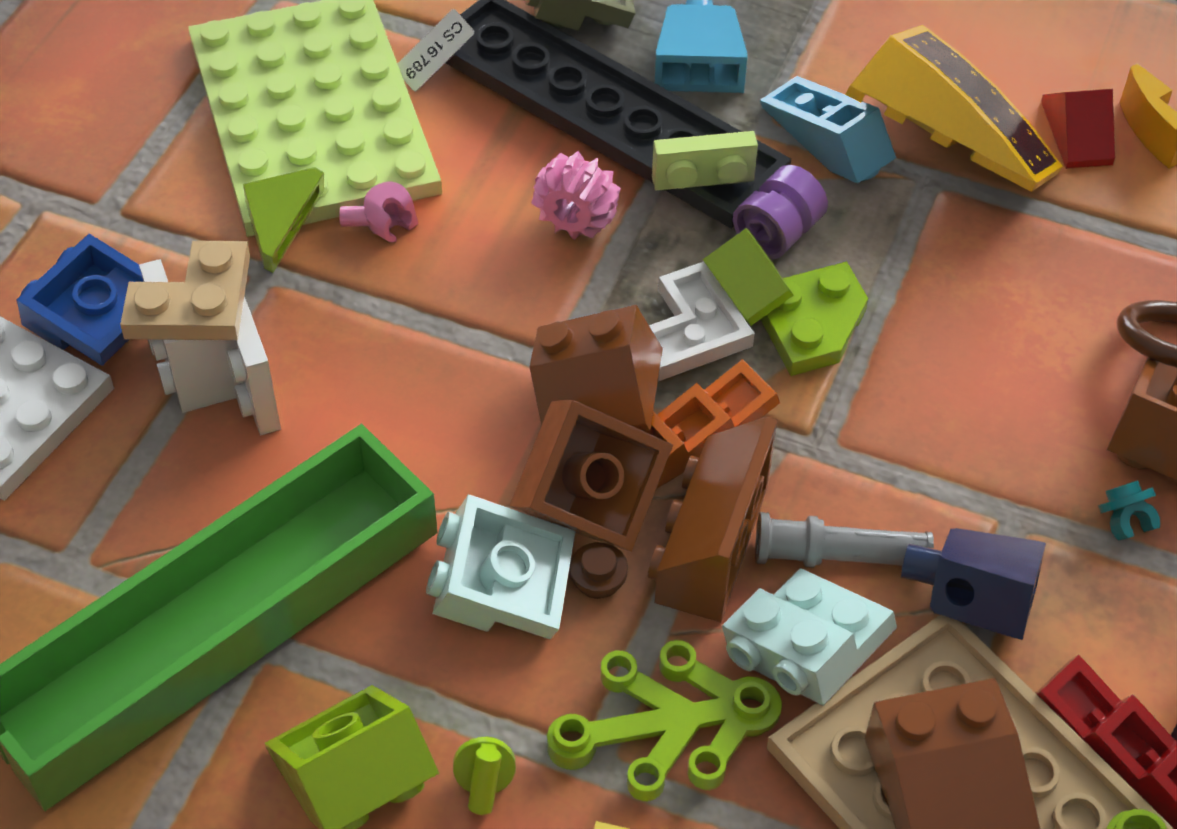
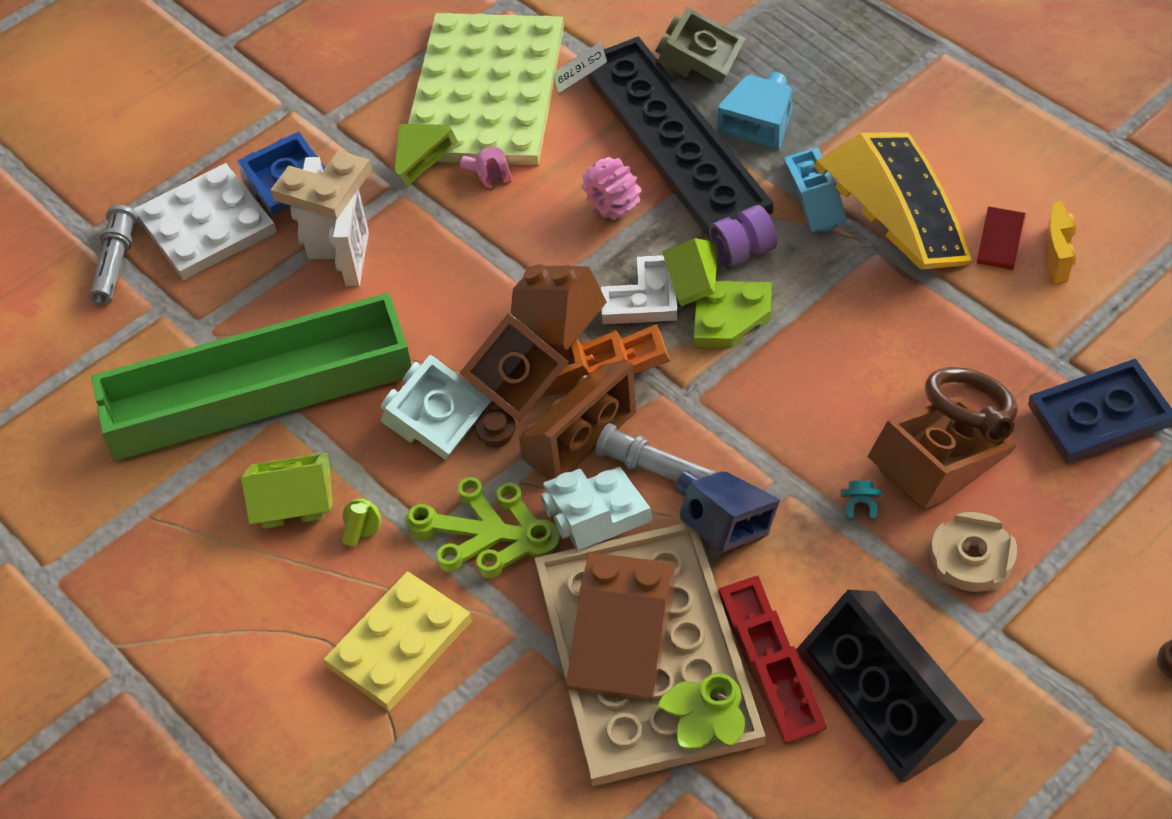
camera: 30 degrees right, 0 degrees up
(704, 160) = (704, 187): yellowish green plate -> none

